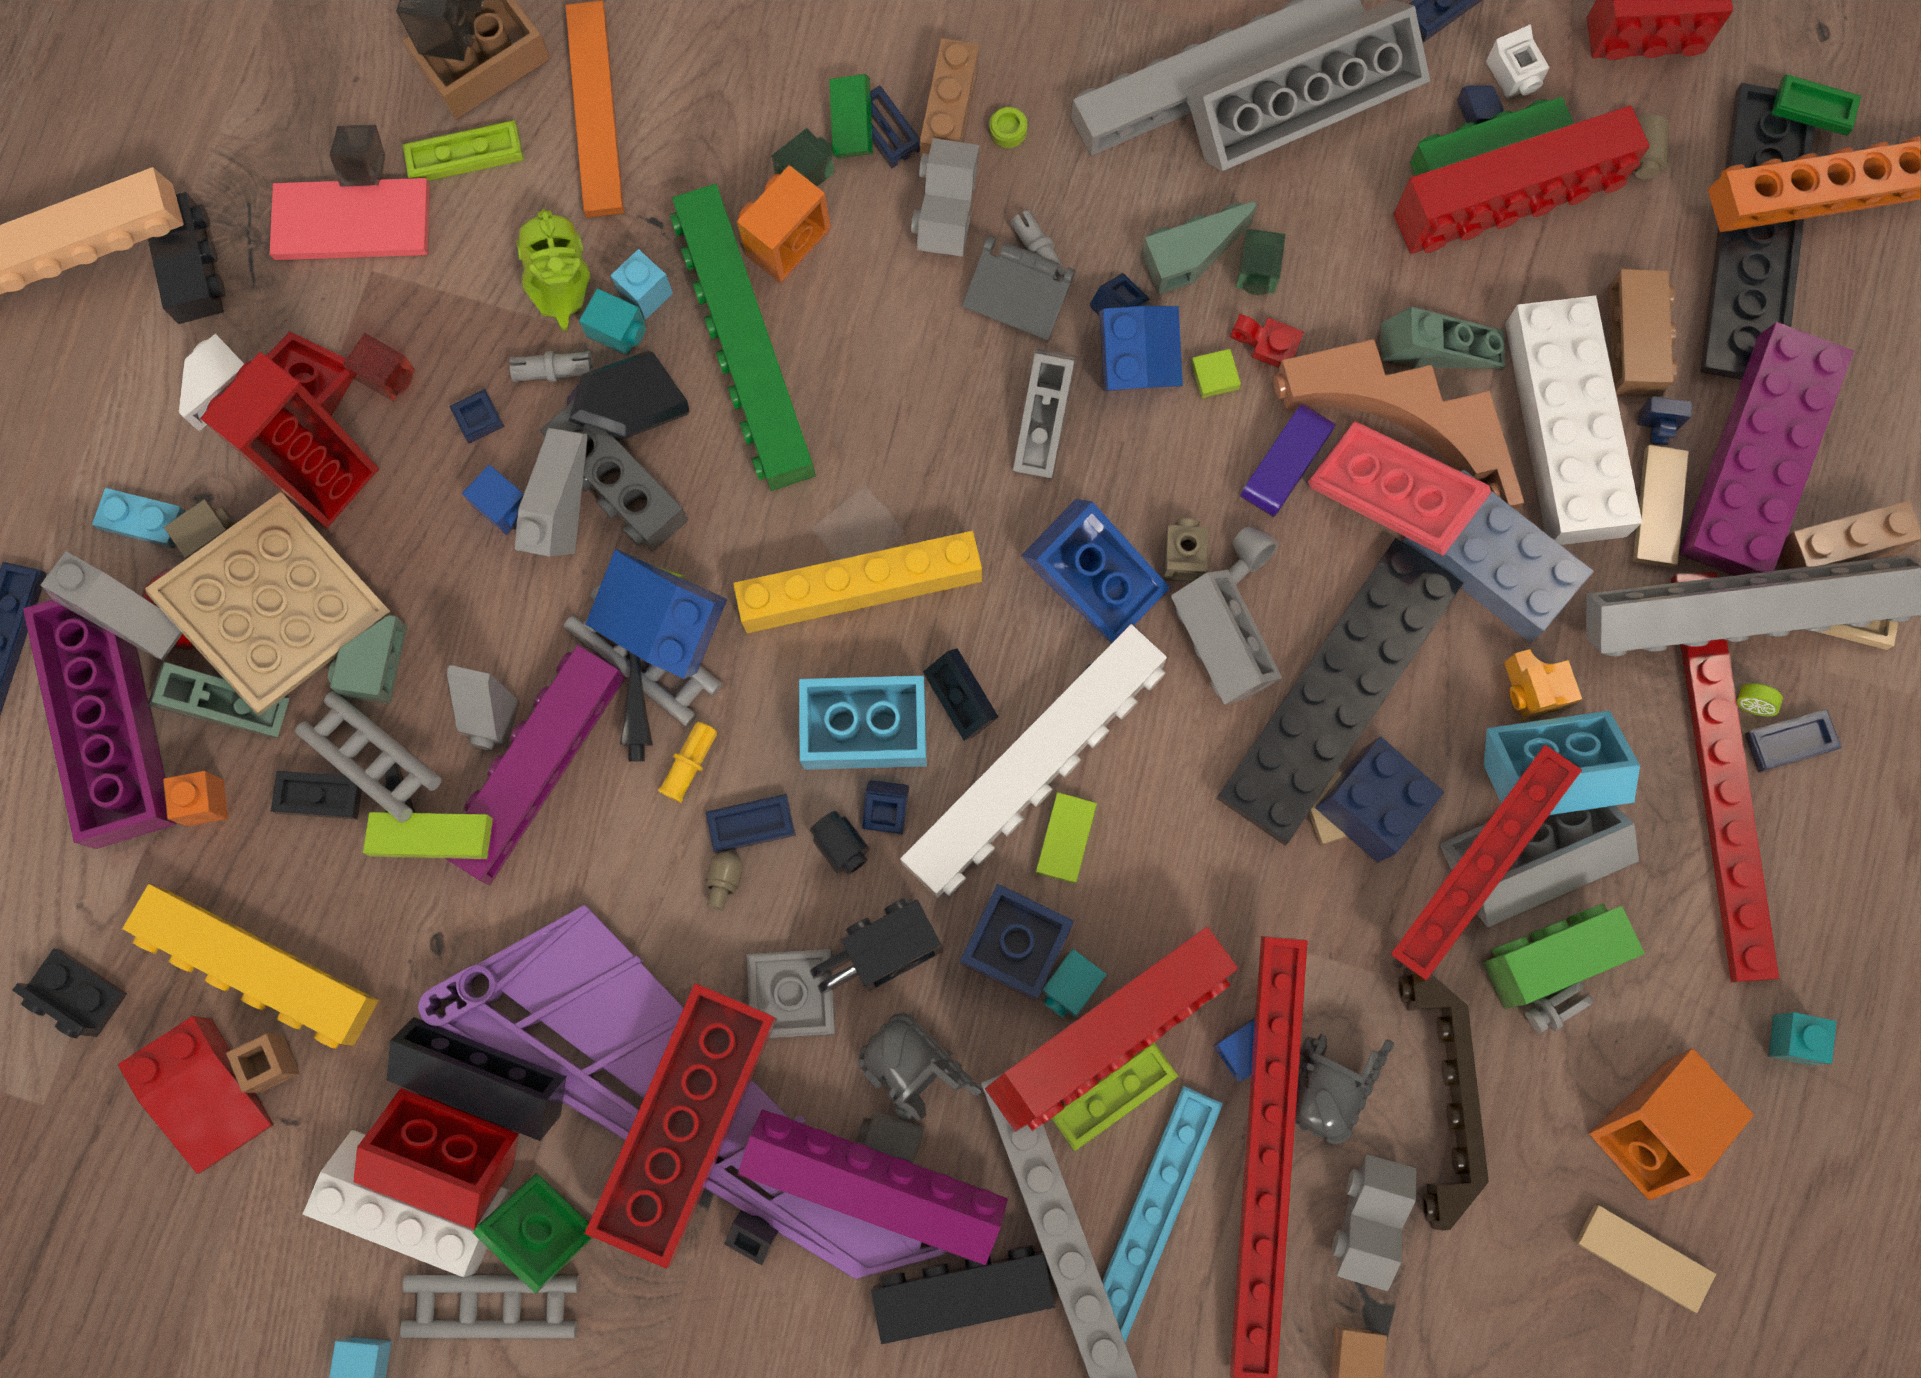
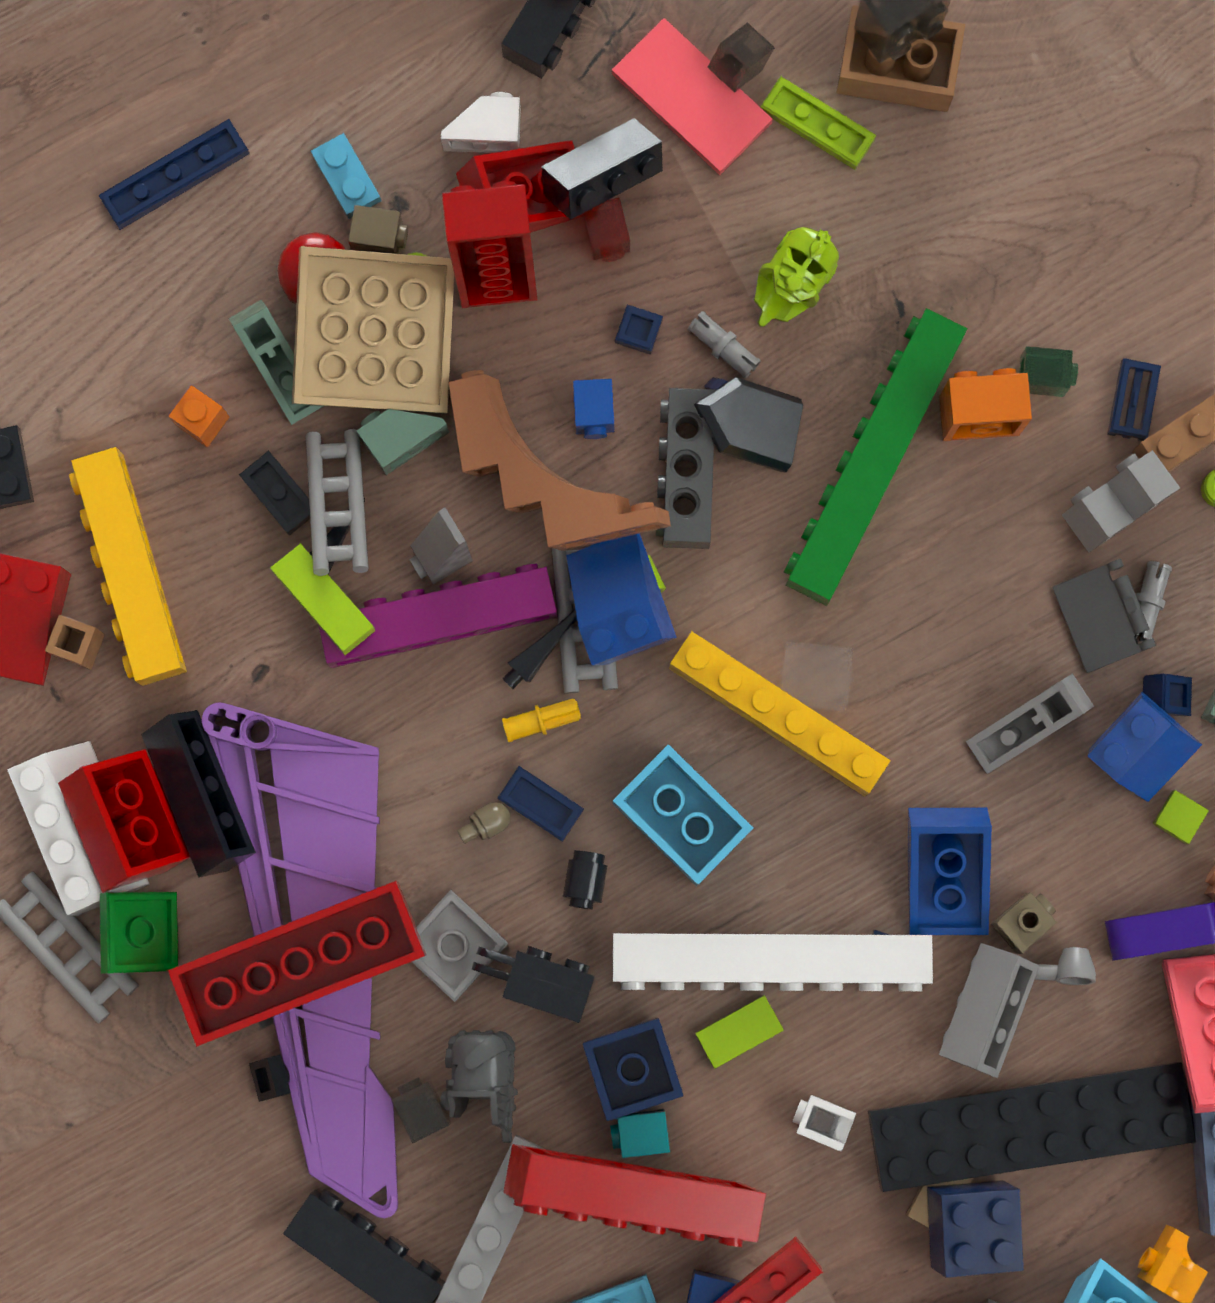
camera: 45 degrees right, 5 degrees up
(98, 727) = (190, 296): magenta brick -> none
(110, 605) = (269, 235): light grey slope -> none
(330, 324) = (602, 168): none -> brick
(553, 496) = (632, 445): light grey slope -> none
(556, 584) = (570, 513): none -> nougat arch
(594, 109) = (941, 181): orange tile -> none
(613, 322) = (797, 357): teal brick -> none
(642, 283) = (843, 349): medium azure brick -> none
(851, 116) = (1115, 370): green tile -> none
(873, 1186) = (378, 1130): magenta brick -> none
(885, 806) = (641, 884): dark blue slope -> none
(960, 694) = (768, 861): black plate -> none
(1114, 1096) = (594, 1238): lime tile -> none
(1194, 837) = (824, 1122): none -> white window

